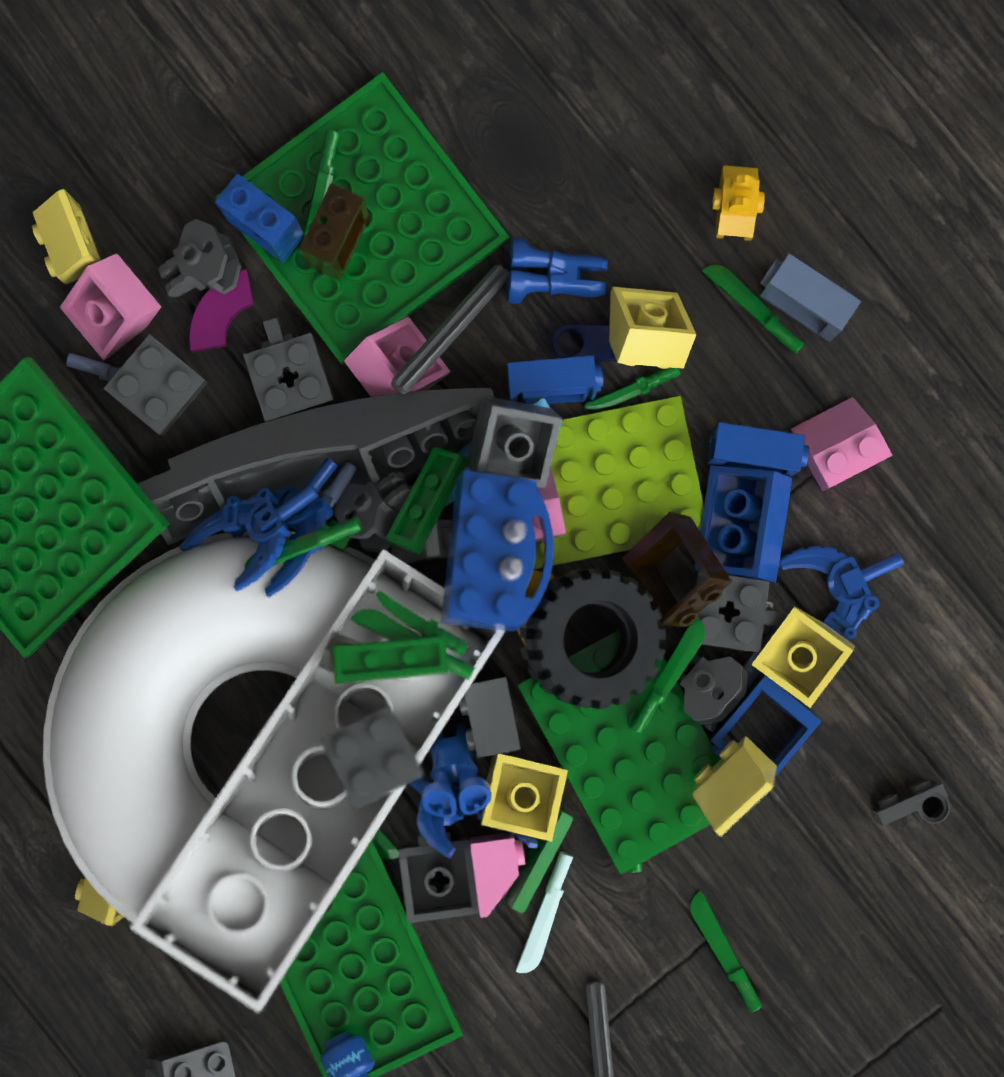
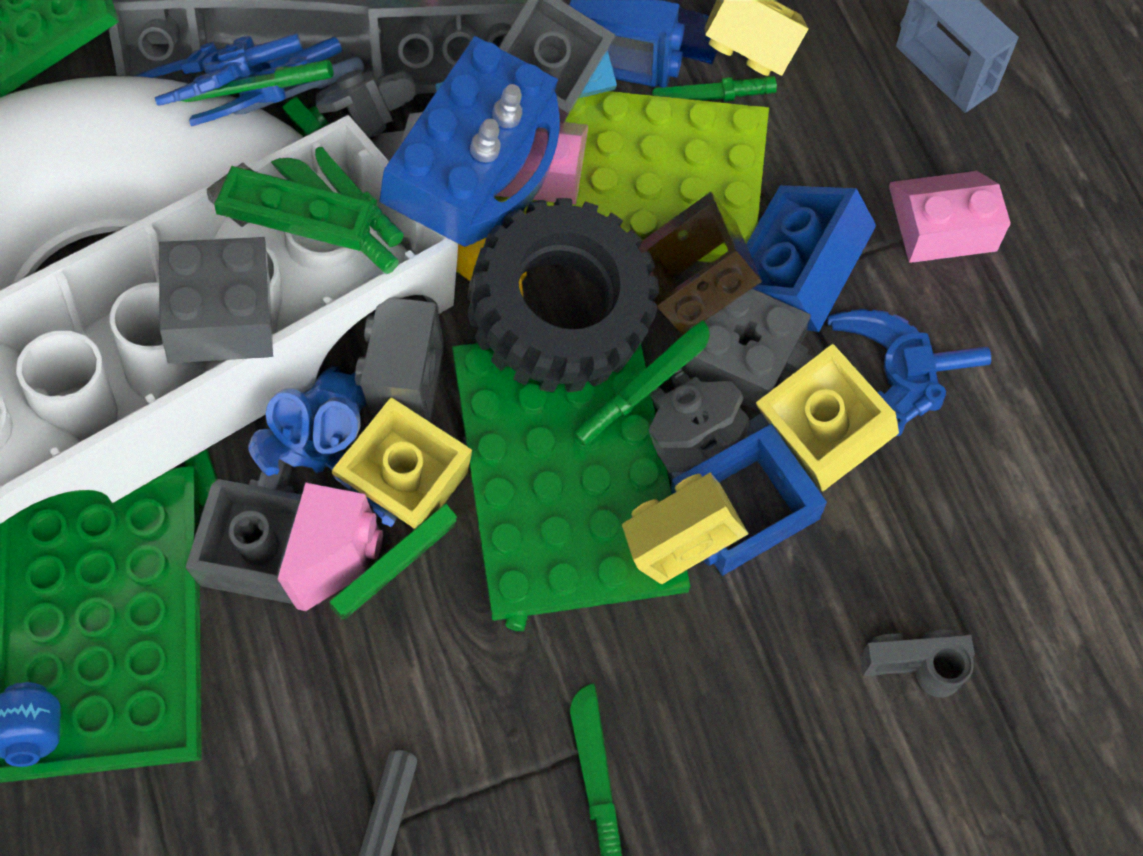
camera: 20 degrees right, 20 degrees down
(426, 500) = (406, 101): green tile -> none
(542, 924) = (362, 659): light aqua piece -> none
(745, 298) = (886, 51): green piece -> none
(757, 449) = (849, 155): blue window -> none

